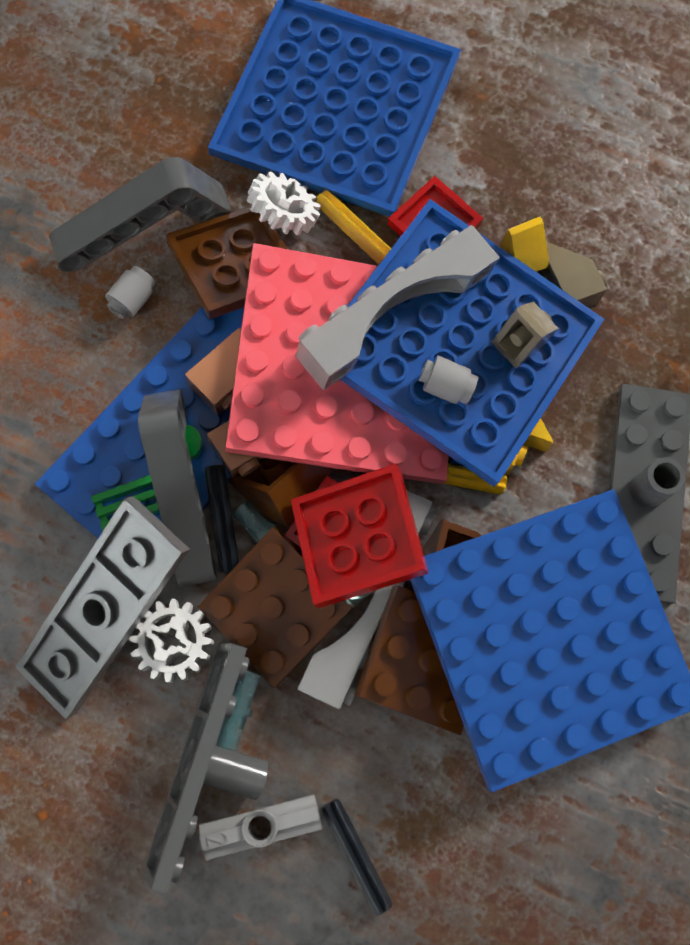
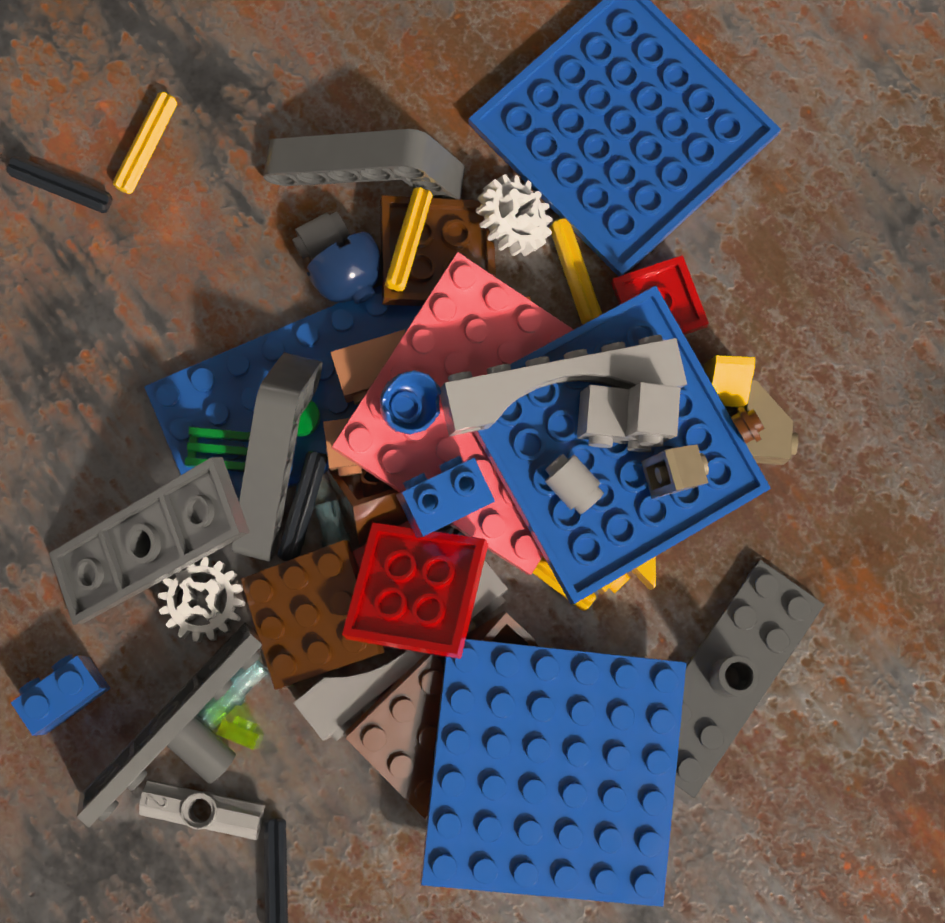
camera: 25 degrees right, 5 degrees up
(82, 788) = (59, 695): none -> blue brick
(166, 305) = (347, 271): none -> dark blue cylinder
(206, 256) = (408, 239): none -> yellow axle
(262, 739) = (241, 732): none -> clear neon green plate
(276, 375) = (410, 402): none -> blue hair
(345, 442) = (446, 497): none -> blue brick
(468, 304) = (633, 416): none -> light grey brick
(561, 274) = (748, 424): none -> reddish brown plate

